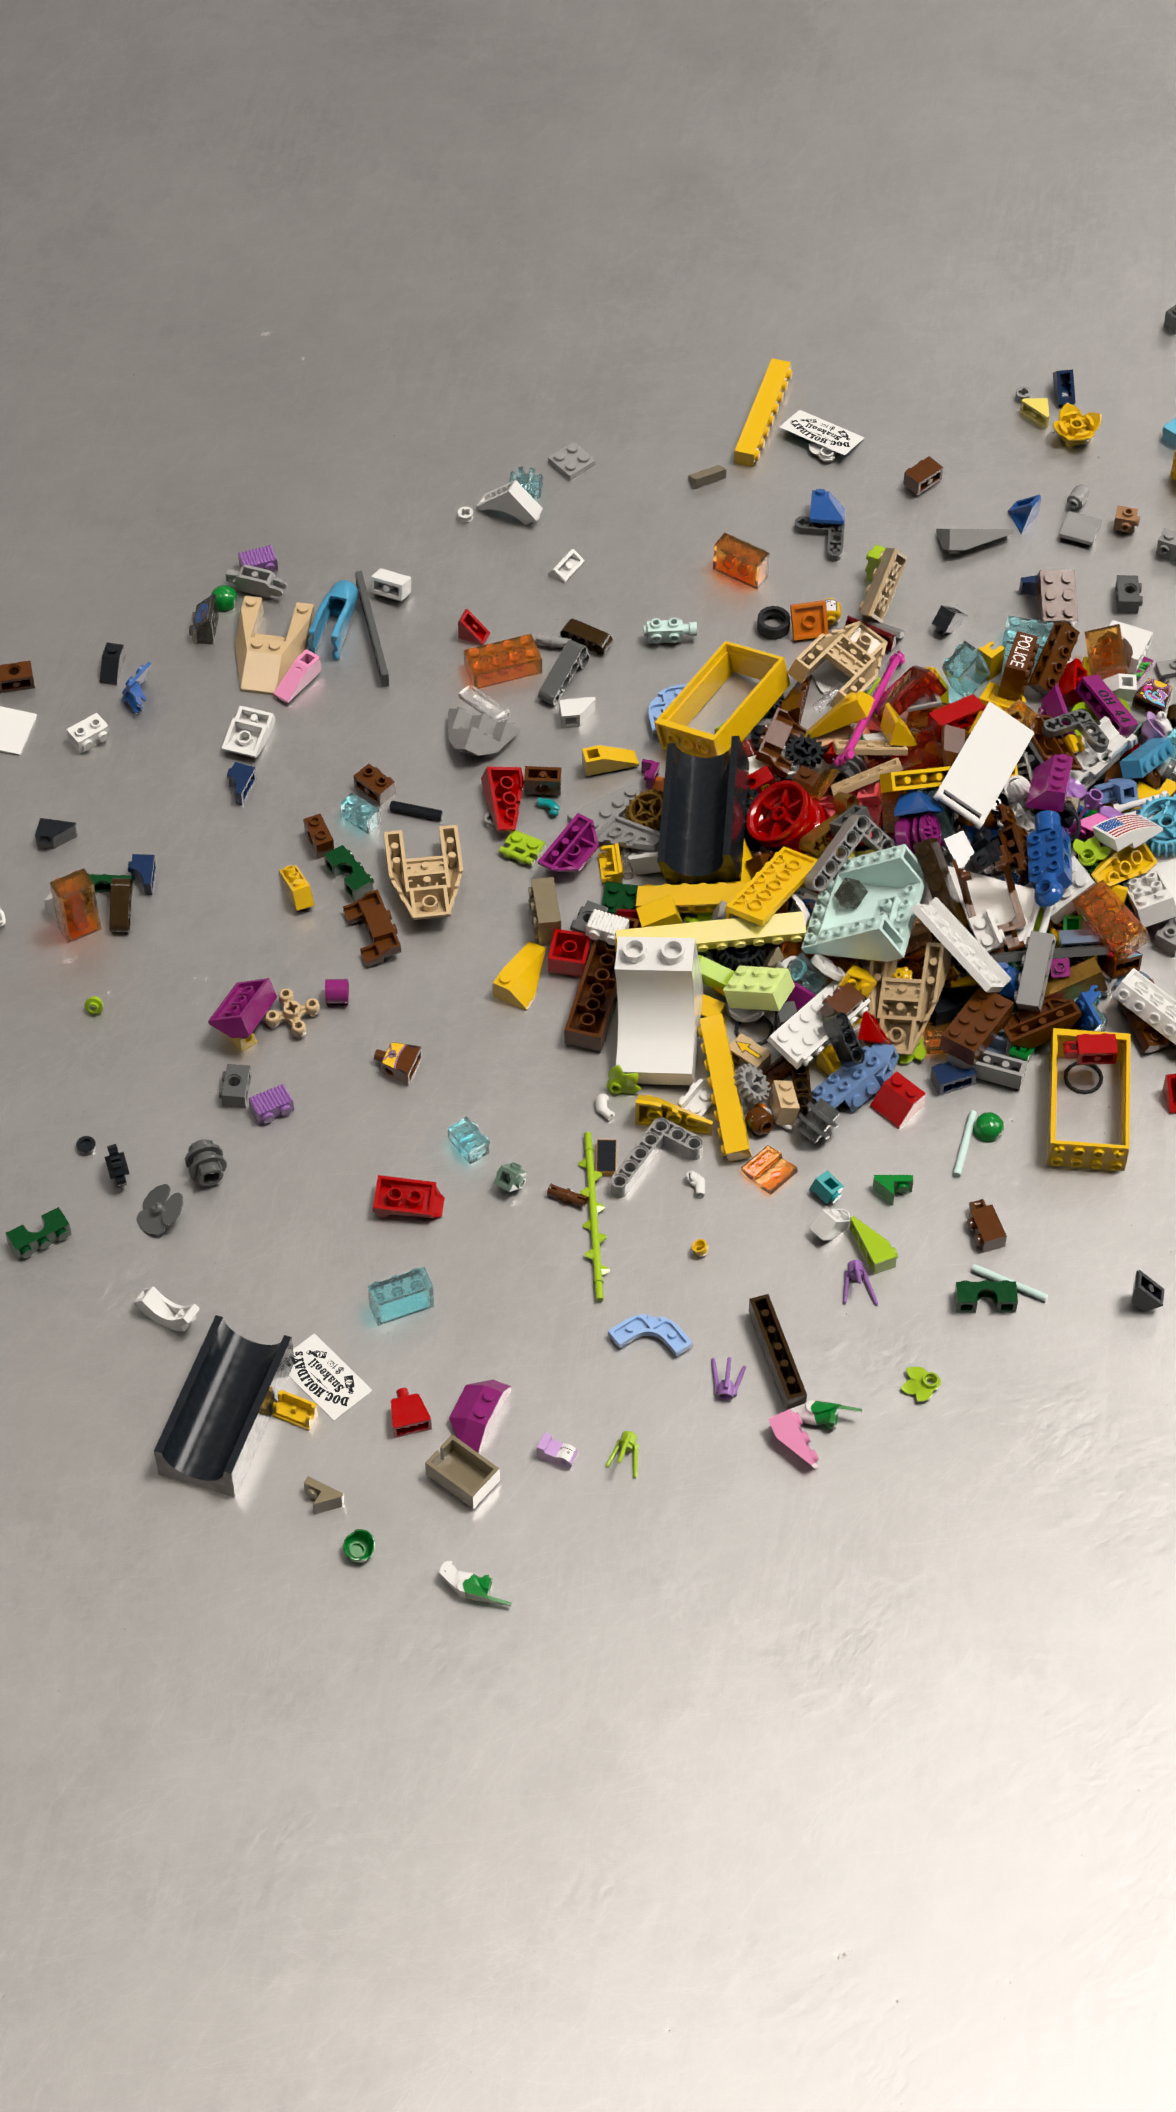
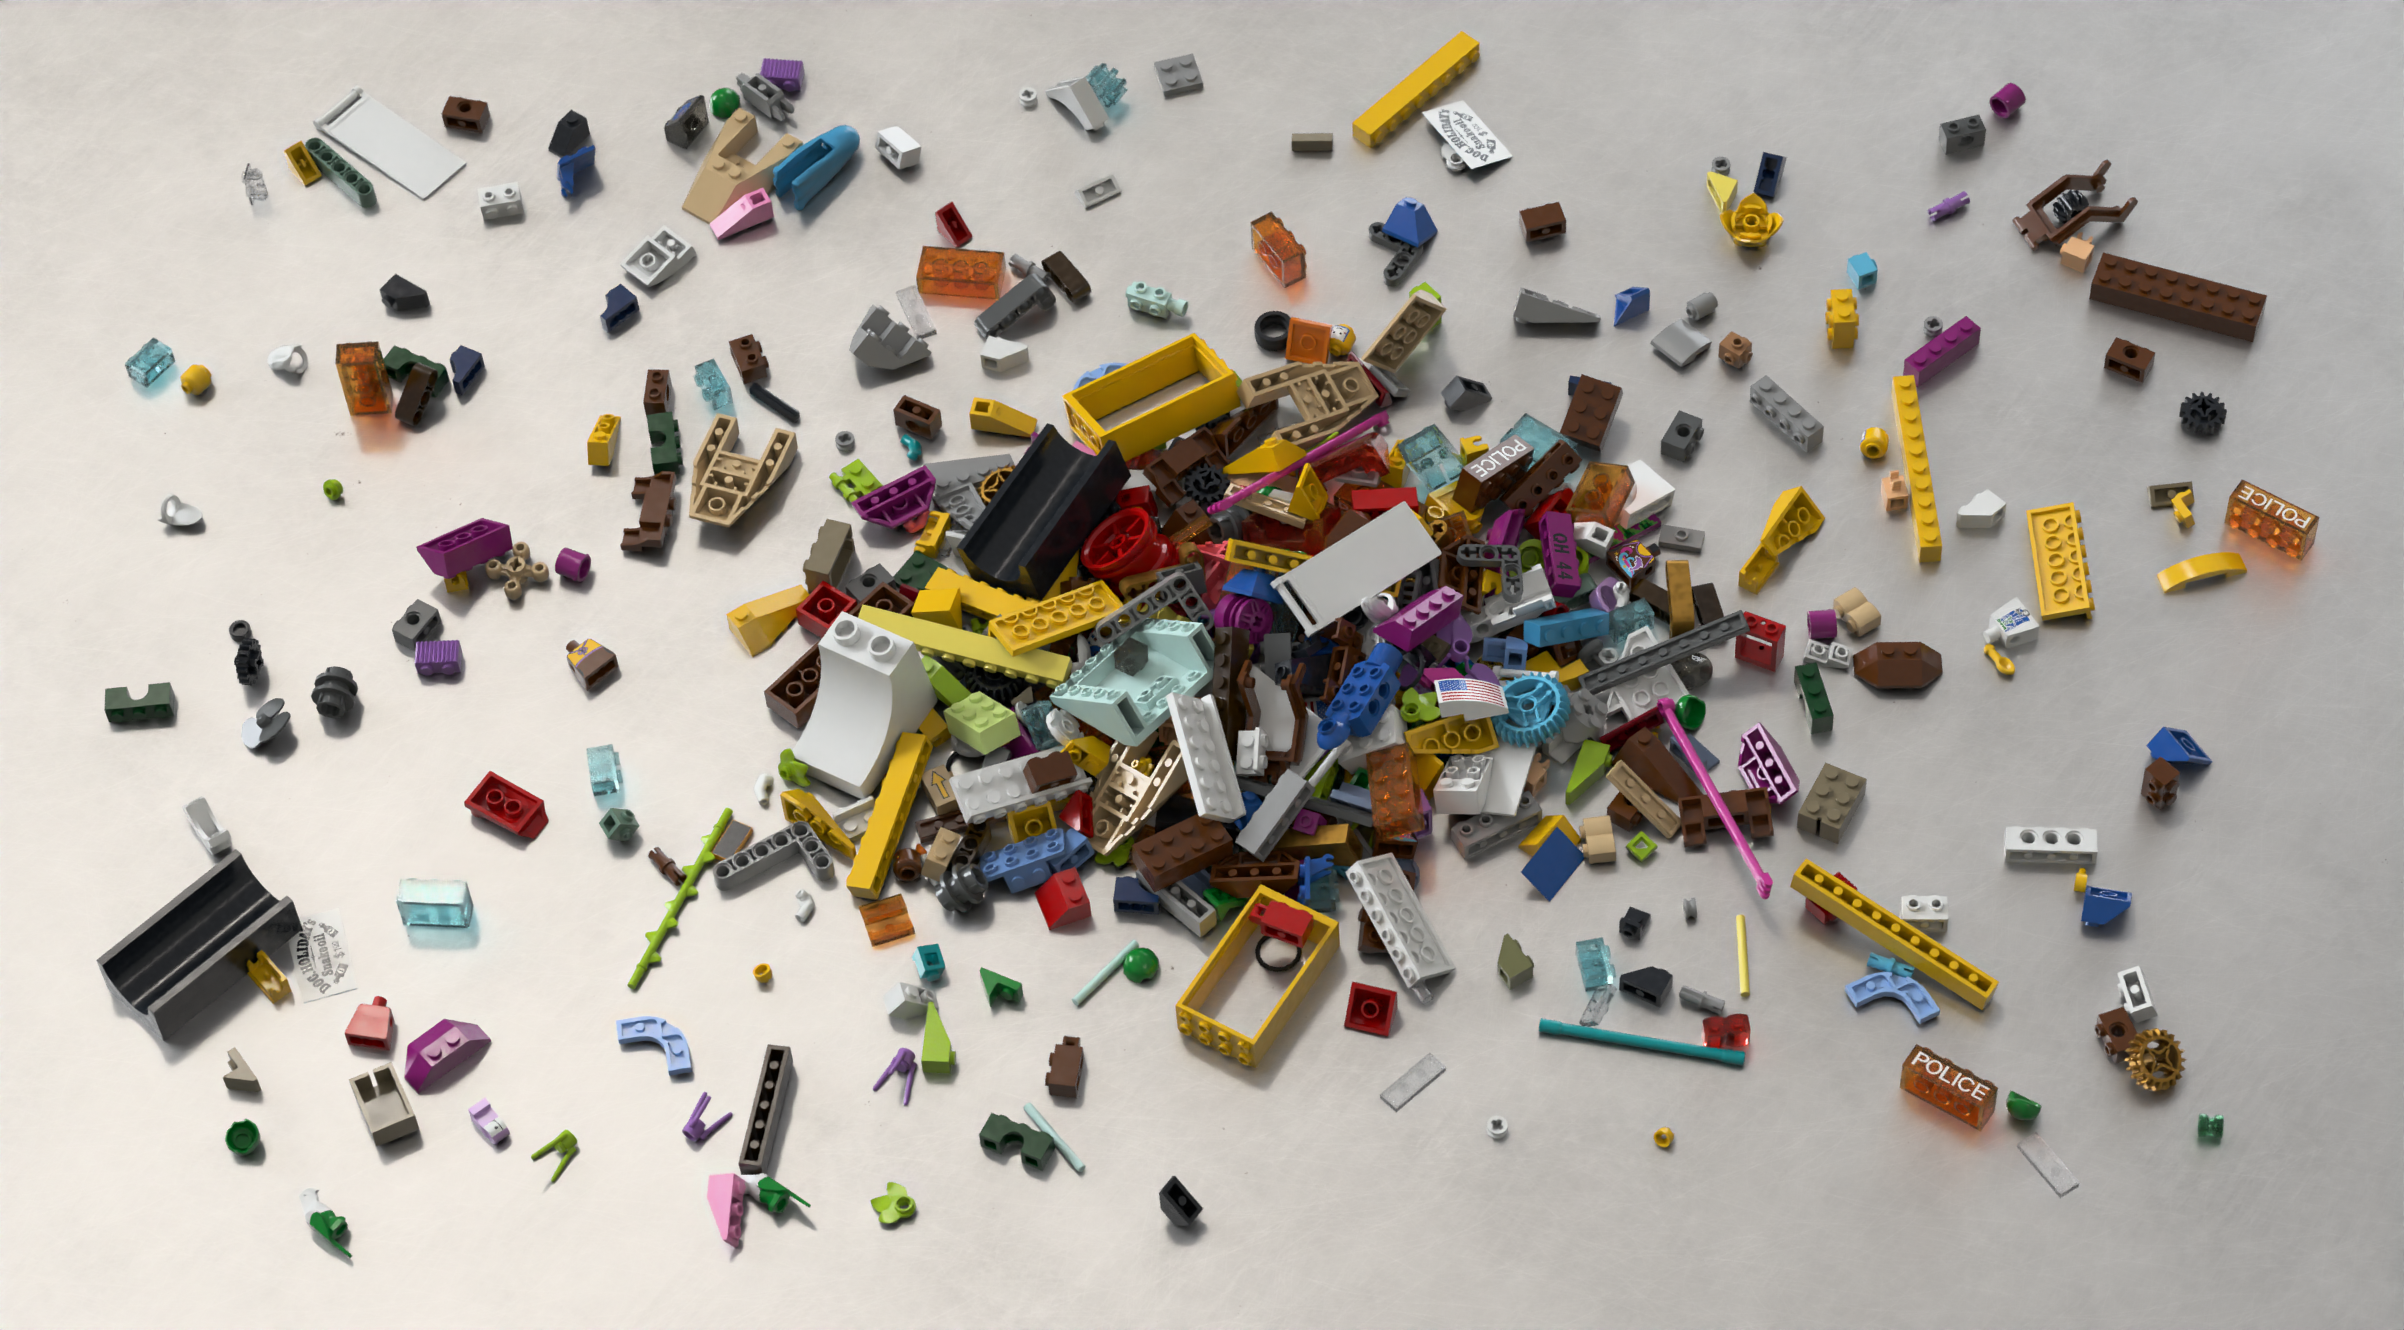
camera: 30 degrees right, 0 degrees up
(372, 630) = (851, 189): dark grey tile -> none
(503, 795) = (867, 420): red wedge -> none
(592, 862) = (914, 525): none -> coral arm
(603, 926) = (870, 593): white brick -> none
(752, 1083) = (917, 821): light grey gear -> none
(843, 1039) = (1035, 820): black beam -> none
(866, 777) = (1221, 537): tan tile -> none

